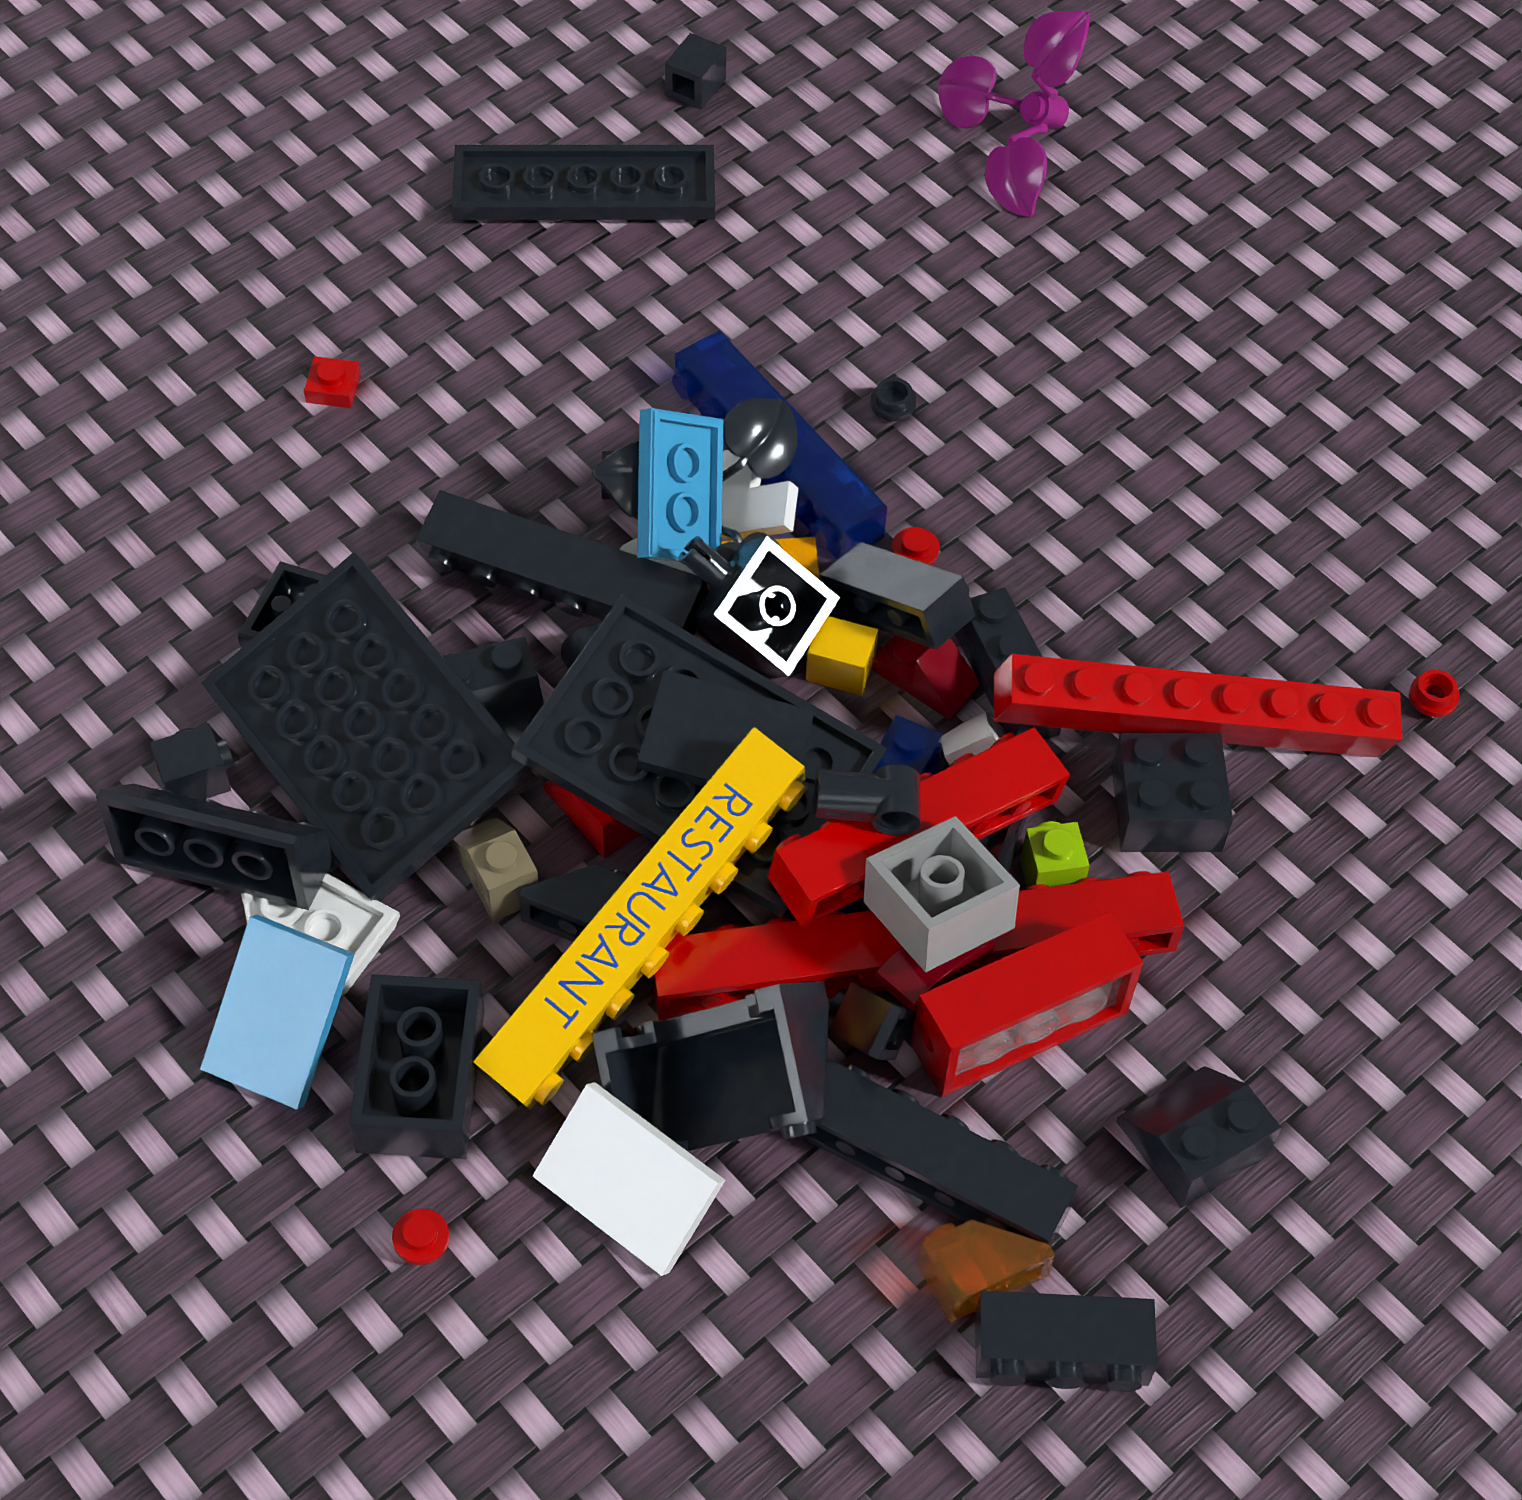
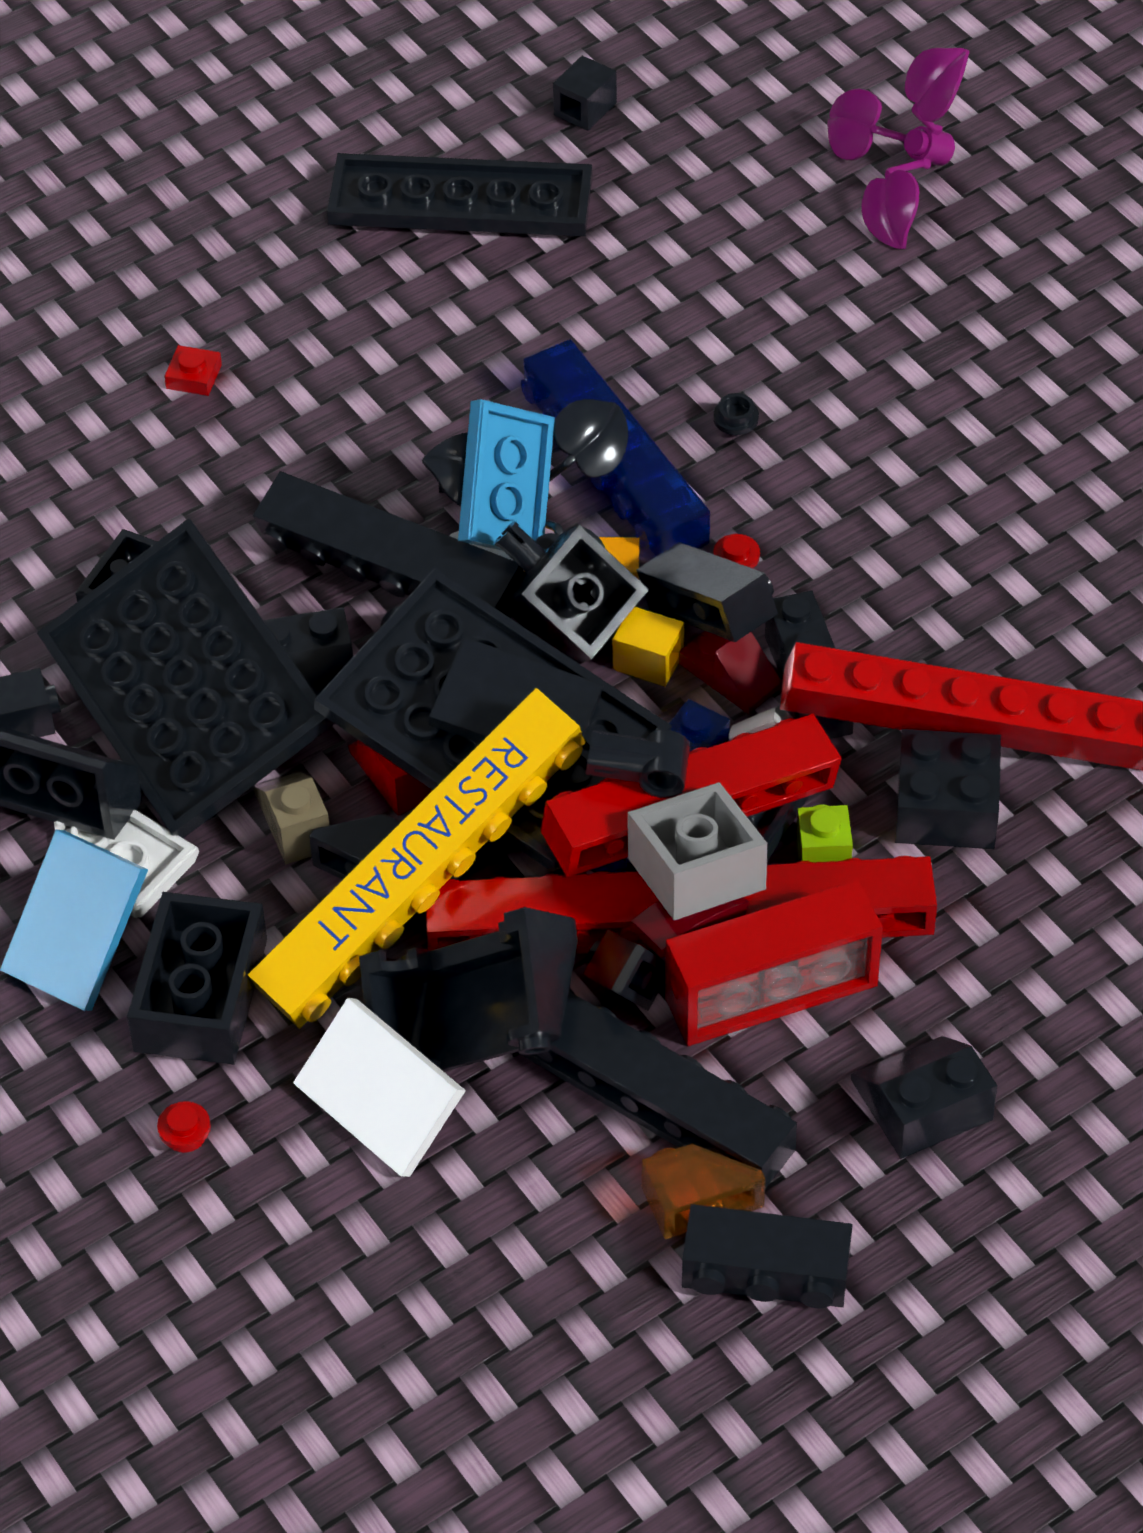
camera: 10 degrees right, 5 degrees down
(756, 507) = (578, 502): white tile -> none

